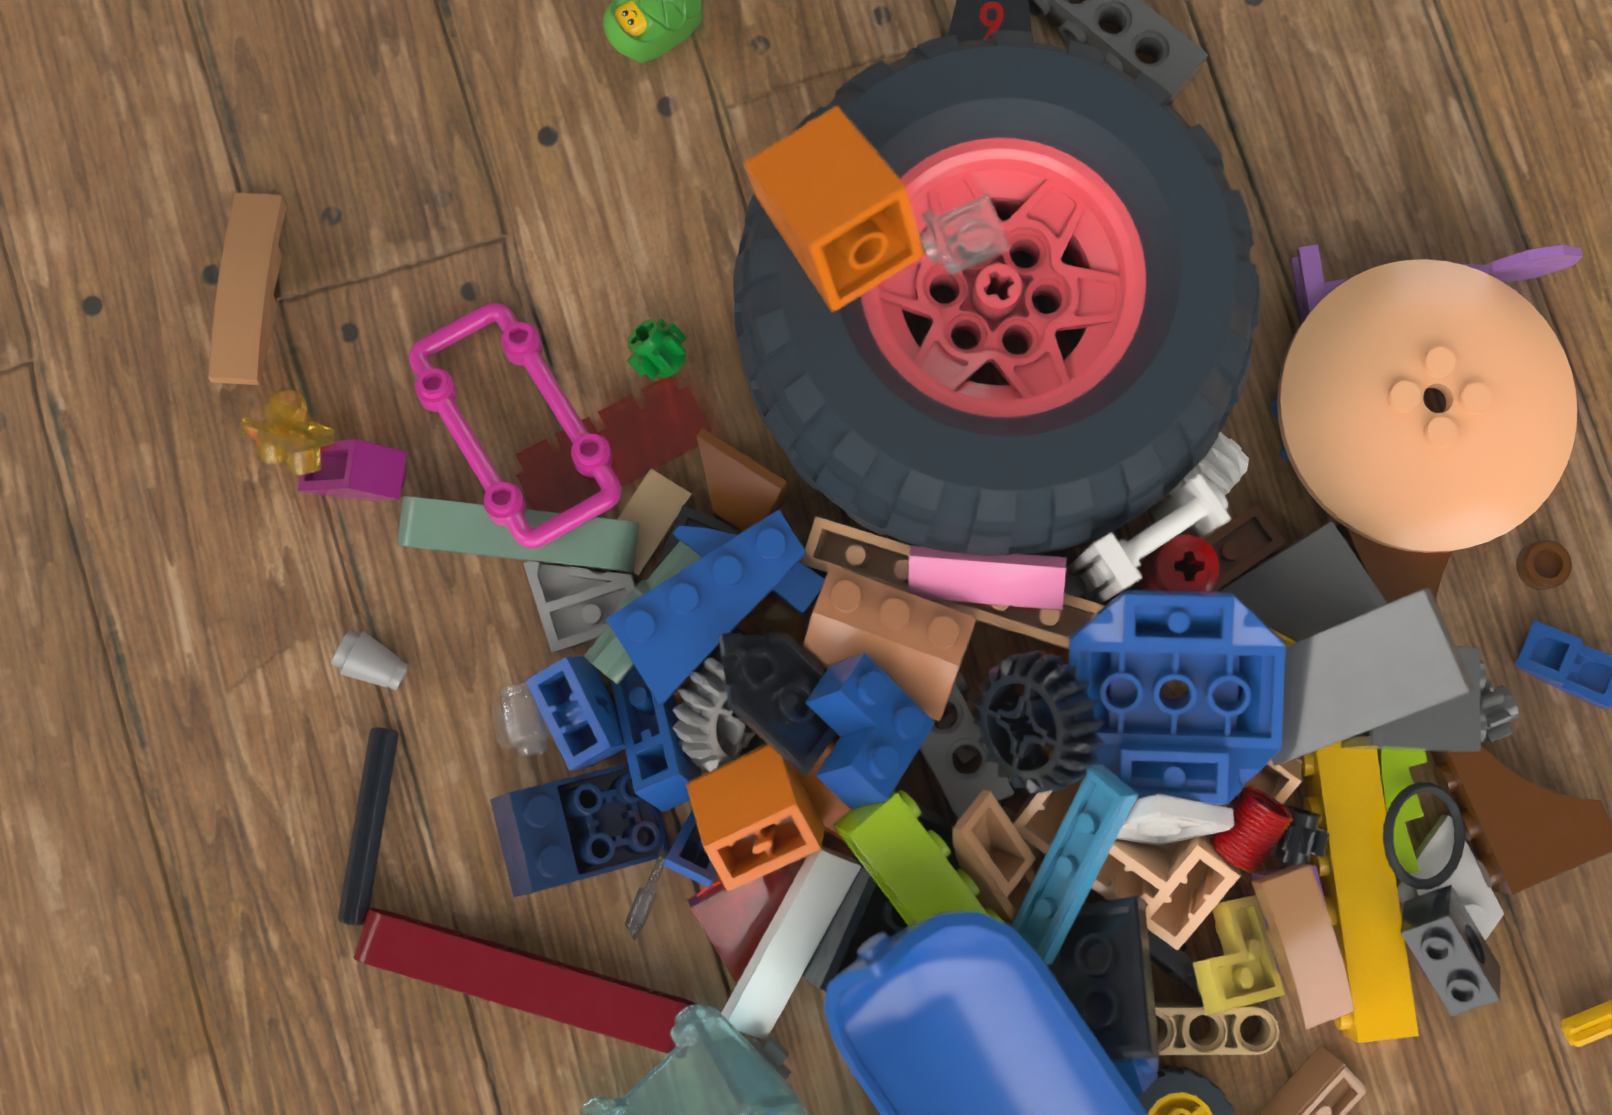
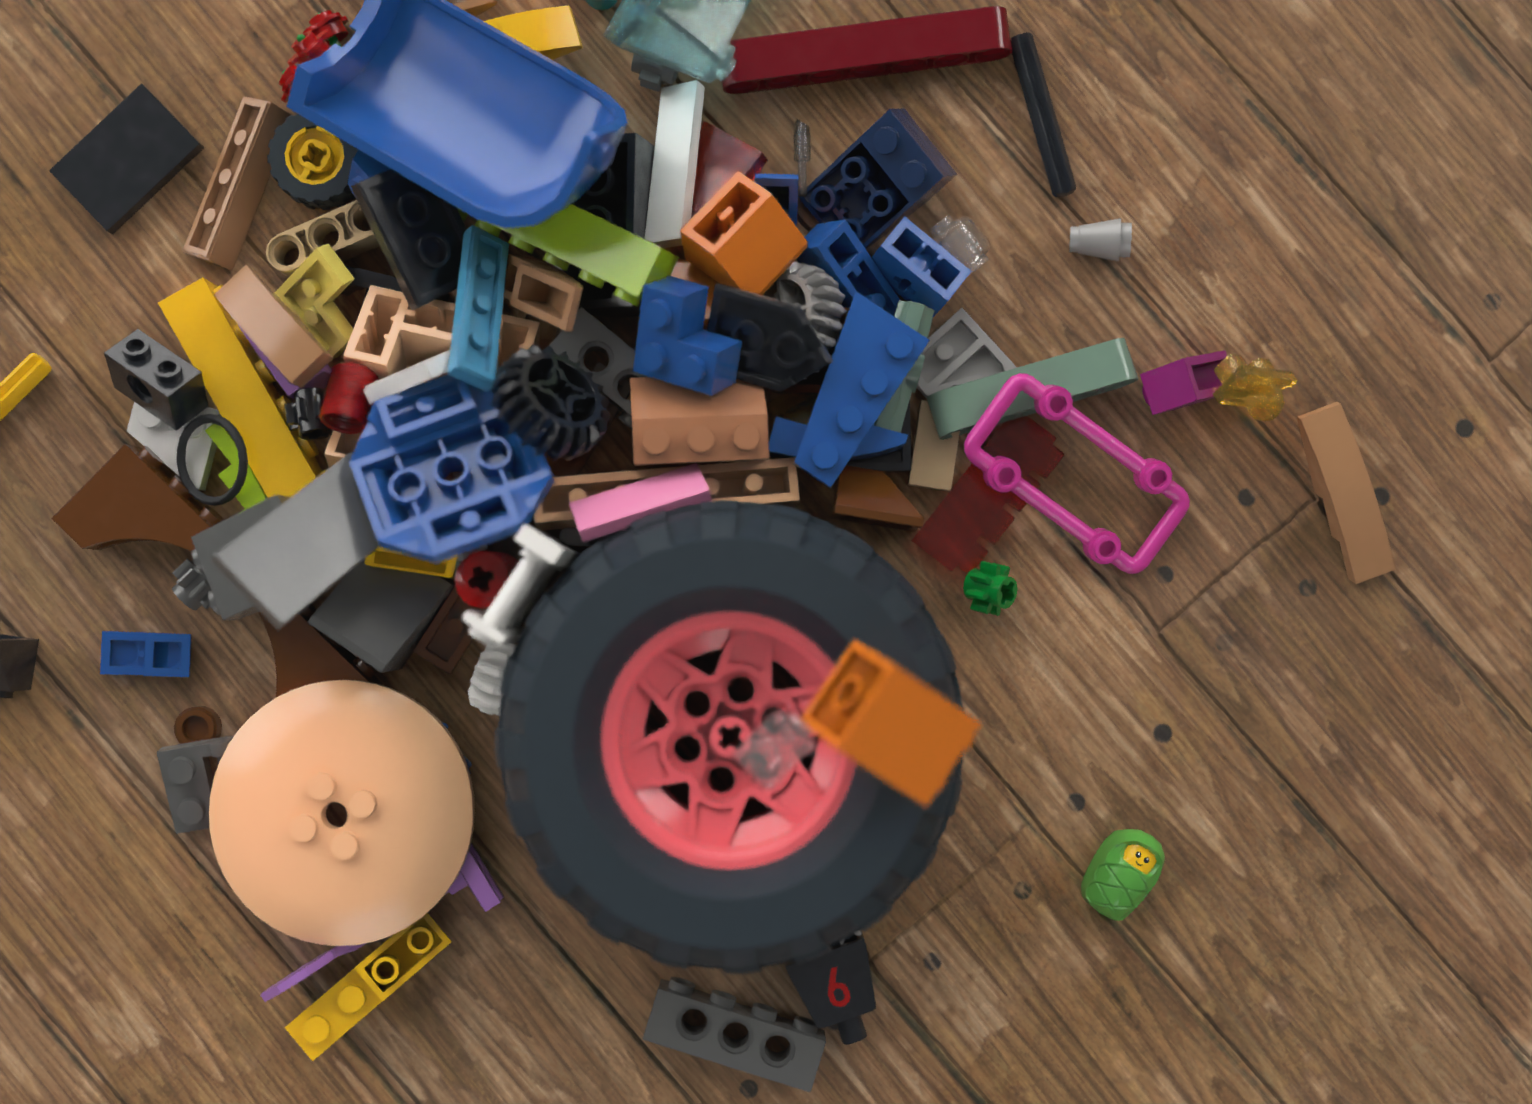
camera: 155 degrees right, 5 degrees up
(1472, 226) = (367, 986): none -> yellow slope
(1572, 511) = (190, 780): none -> dark grey plate

